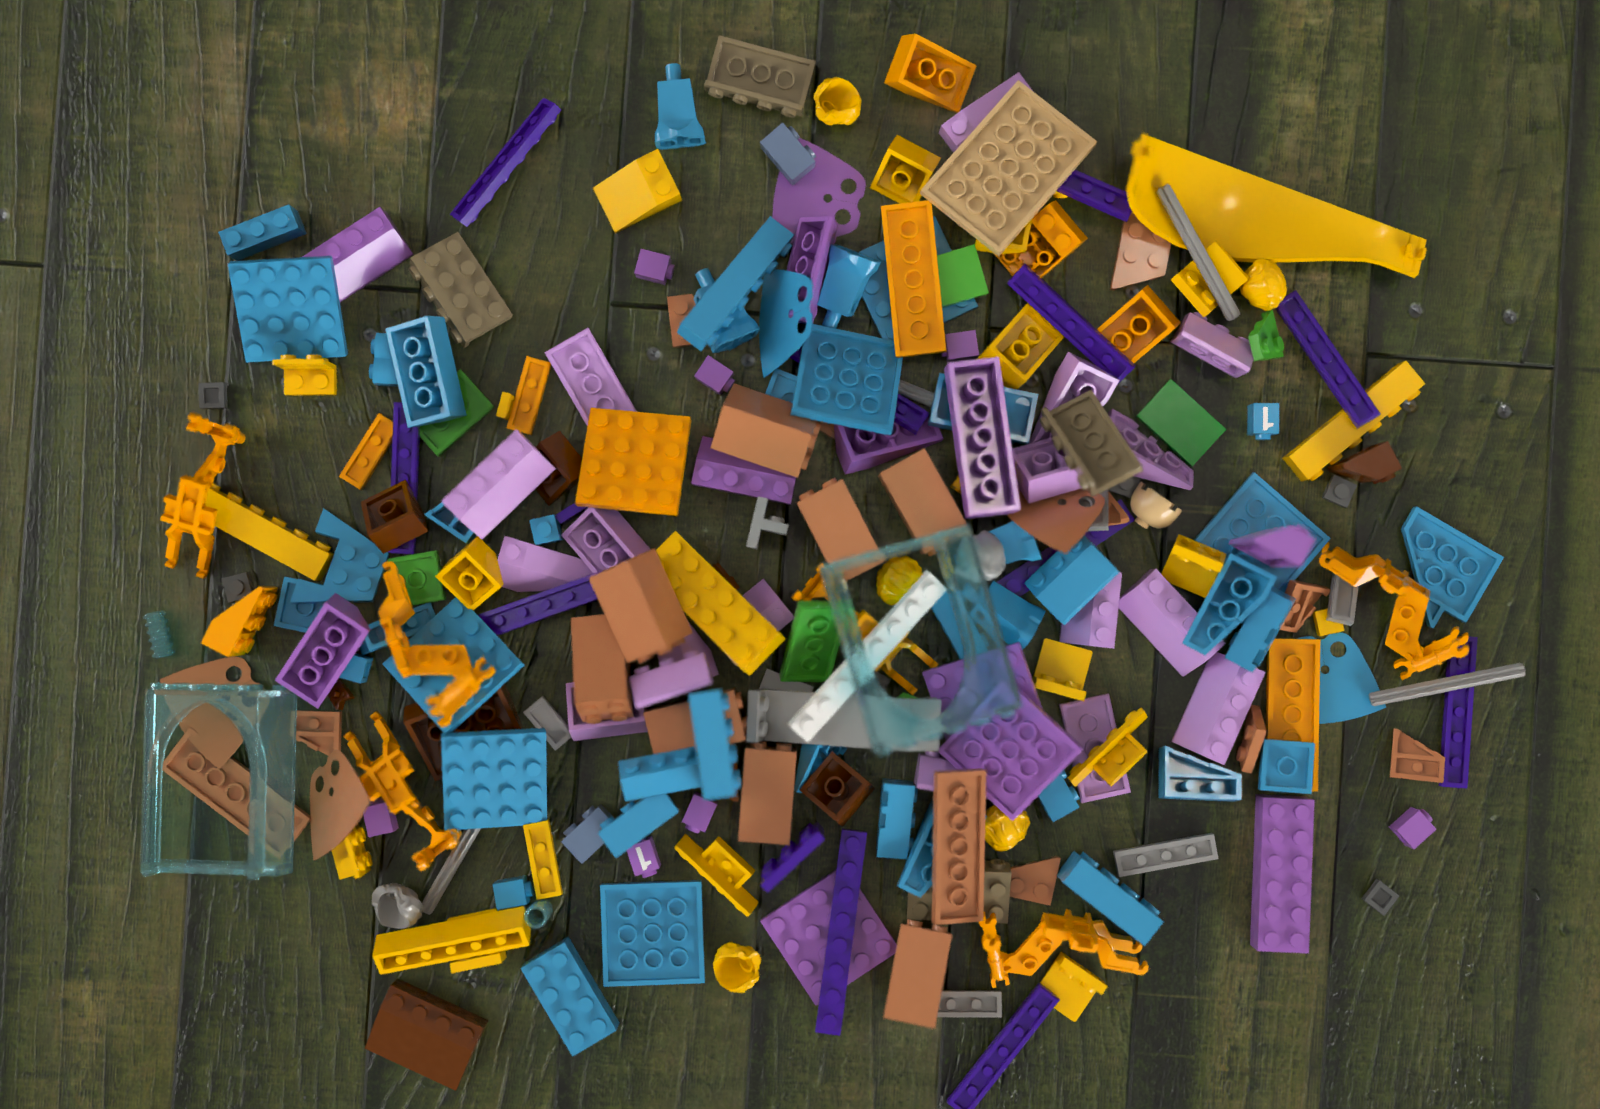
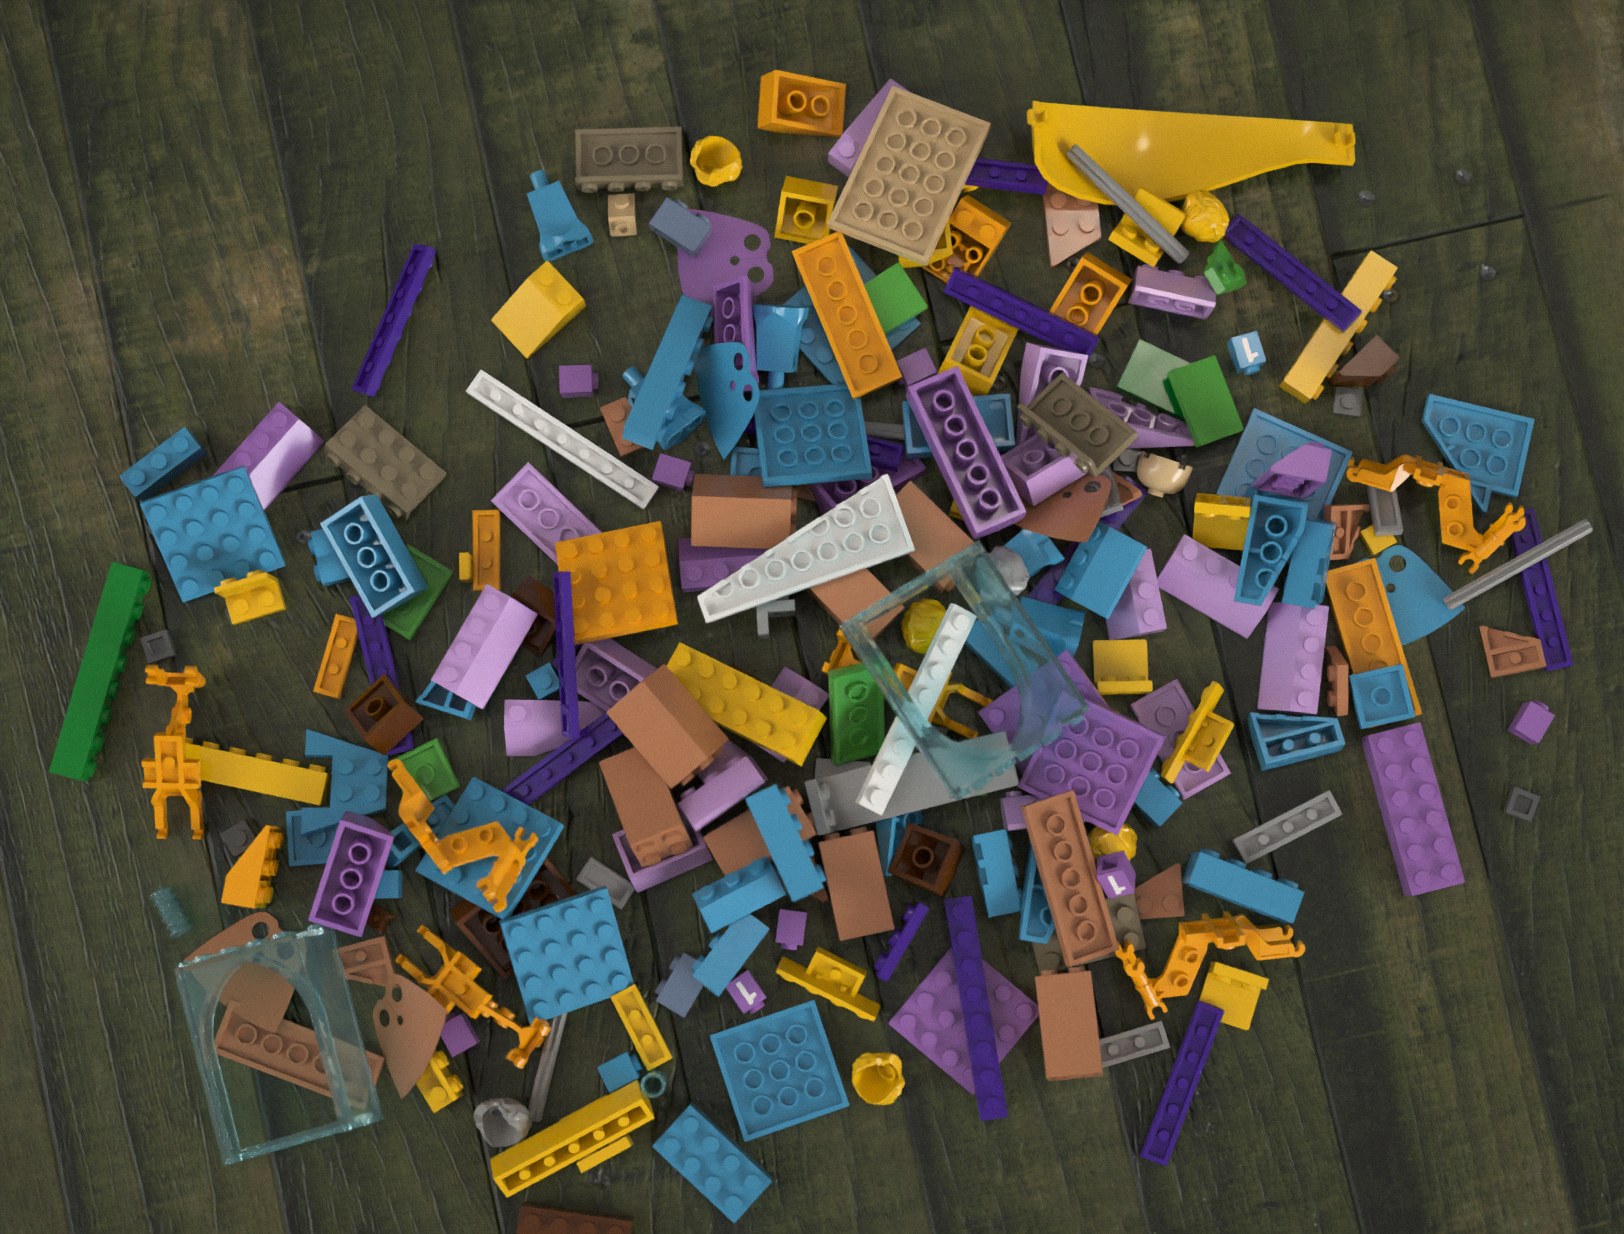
camera: 20 degrees left, 5 degrees down
(154, 403) = (100, 672): none -> green brick
(472, 574) = (482, 749): yellow slope -> none
(570, 512) = (566, 654): none -> dark purple tile
(625, 315) = (562, 439): none -> white plate
(738, 126) = (622, 214): none -> tan bracket
(843, 486) = (842, 541): none -> white wing
(1000, 854) = (1116, 874): none -> medium lavender brick
(1212, 453) = (1205, 401): none -> bright green tile

